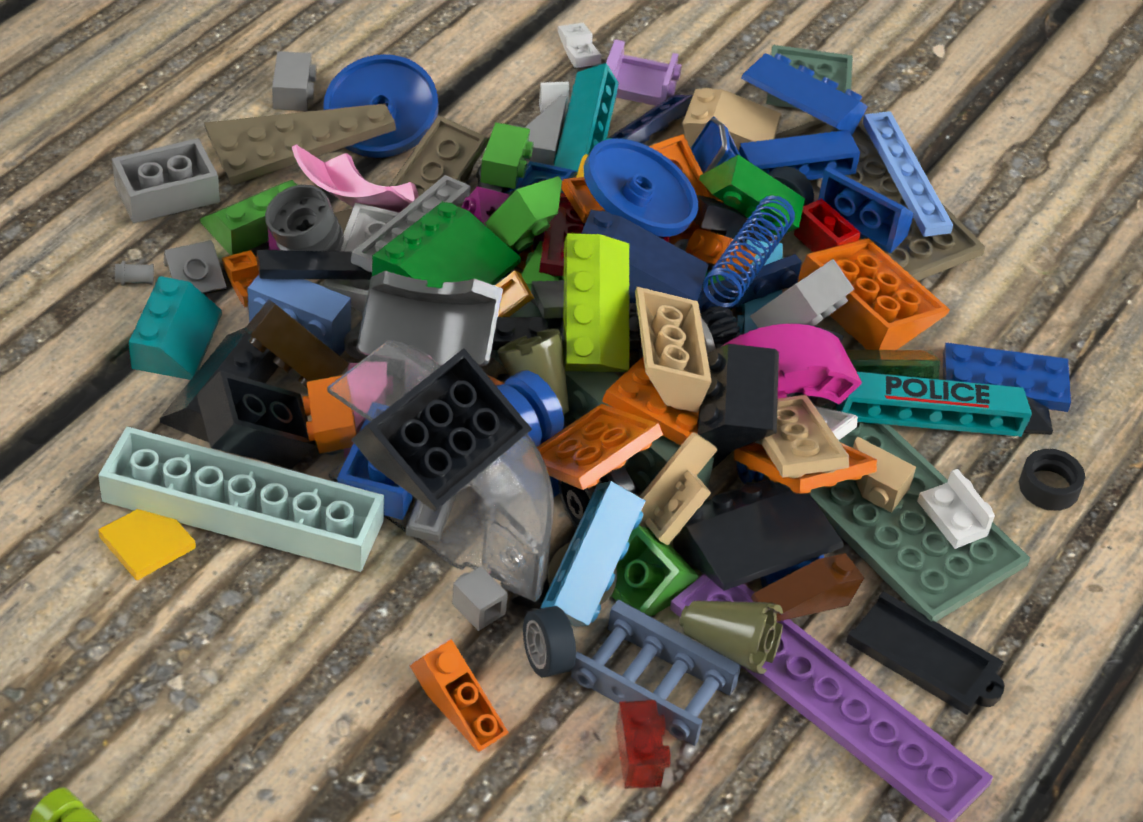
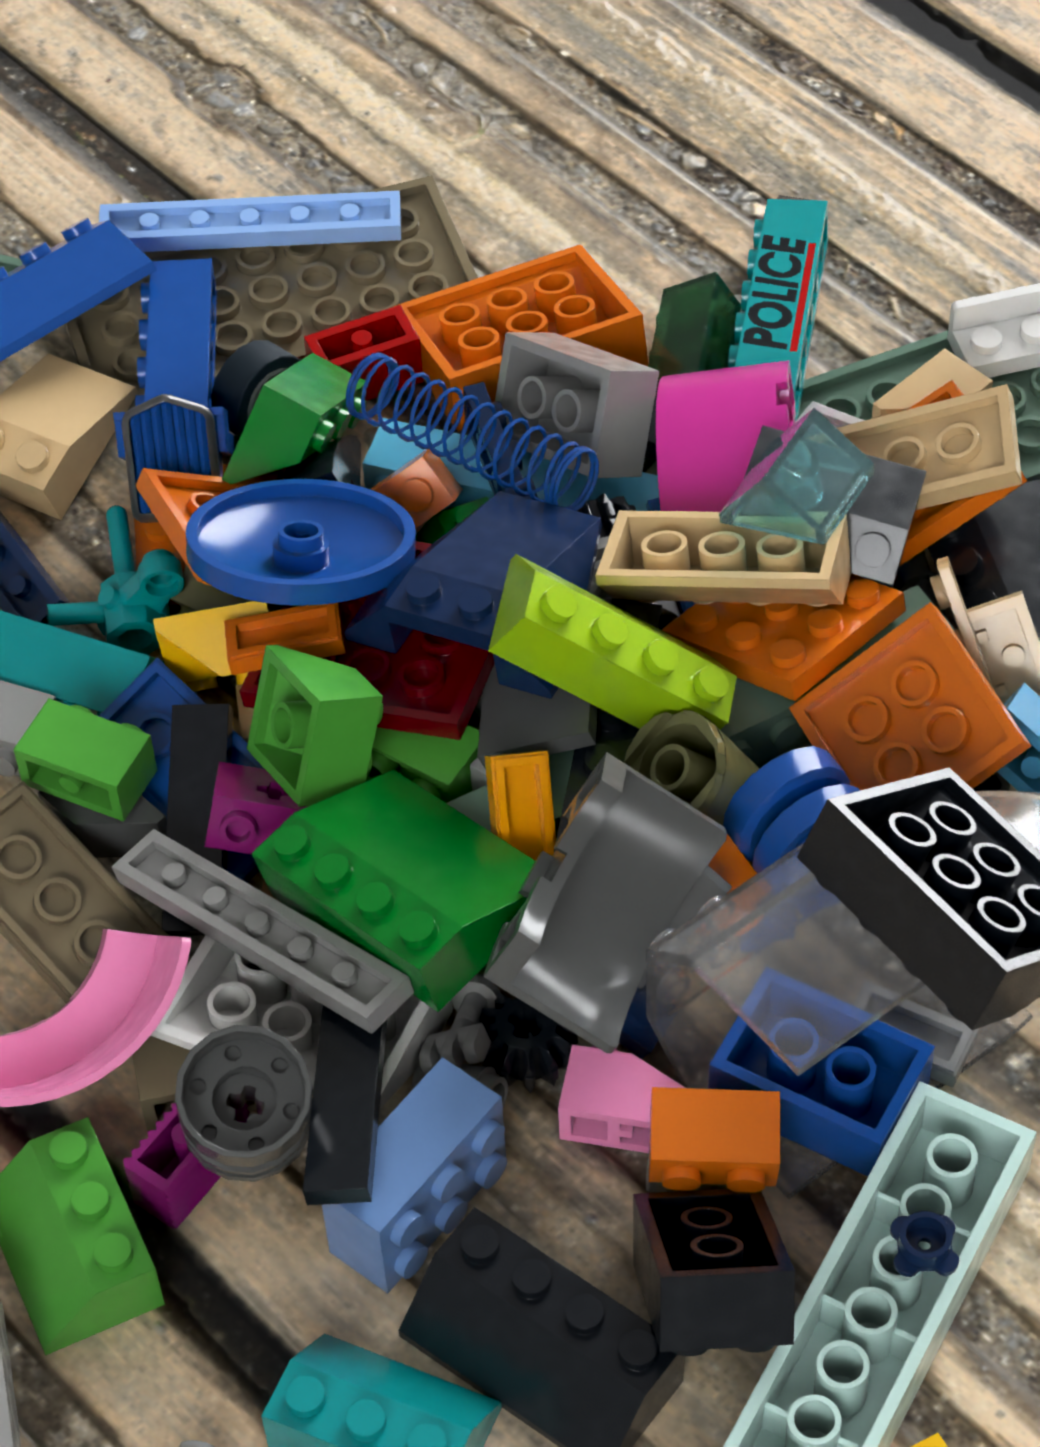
camera: 70 degrees left, 5 degrees up
(196, 264) = (199, 1370): light grey piece -> none
(241, 271) = (248, 1279): orange slope -> none
(277, 496) = (929, 1228): none -> dark blue plate
(293, 345) = (532, 1180): dark brown brick -> none
(720, 354) = (801, 483): none -> clear light blue slope
(868, 211) = (347, 285): blue slope -> none
(1041, 376) = (705, 220): blue plate -> none
(1046, 496) = (933, 249): black tyre -> none

